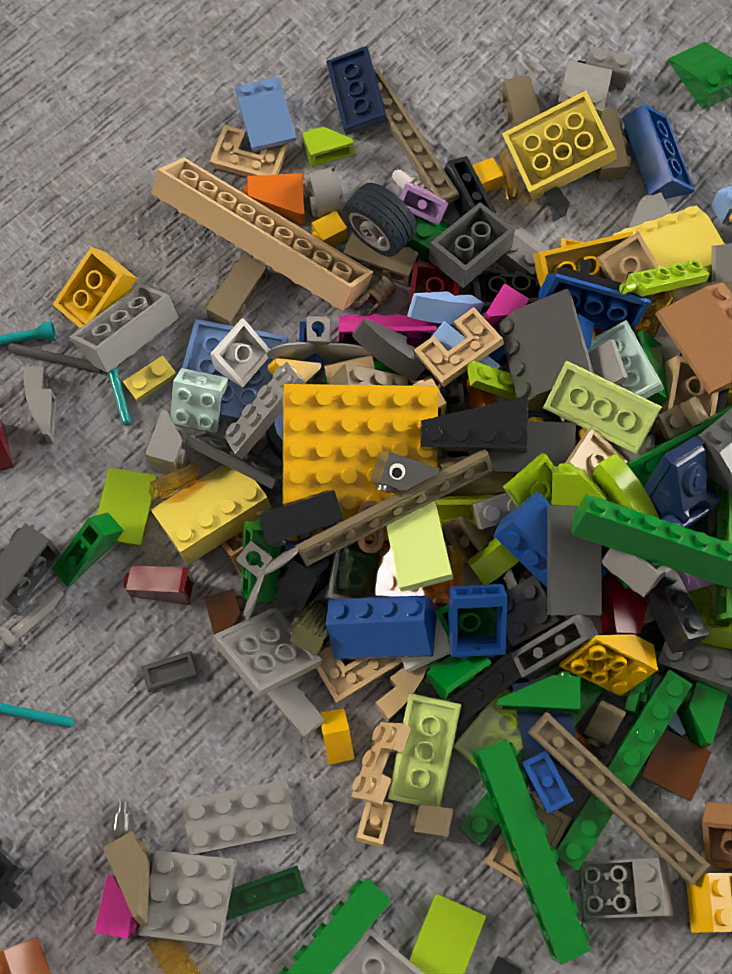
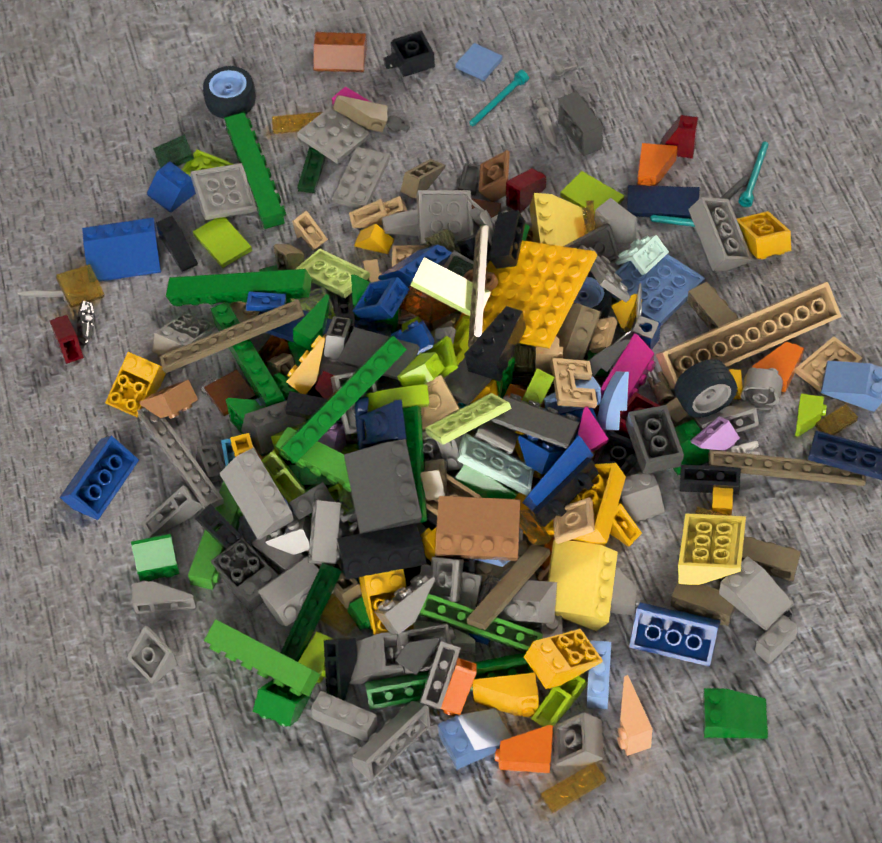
camera: 125 degrees right, 15 degrees down
(40, 400) = (692, 176): light grey slope -> none
(42, 455) = (655, 163): none -> orange slope
(87, 547) = (574, 163): green slope -> none
(94, 422) = (661, 200): none -> dark blue tile
(150, 378) = (677, 241): light yellow plate -> none
(163, 625) = (494, 176): none -> medium nougat slope
(202, 730) = (421, 177): none -> dark tan slope
(240, 354) = (658, 284): white slope -> none
(292, 753) = (374, 212): none -> tan slope
(308, 118) = (837, 421): none -> clear yellow tile
(371, 784) = (343, 247): tan plate -> none
(399, 473) = (498, 292): dark grey slope -> none
(558, 202) = (670, 537): black slope -> none
(666, 278) = (545, 530): lime plate -> none

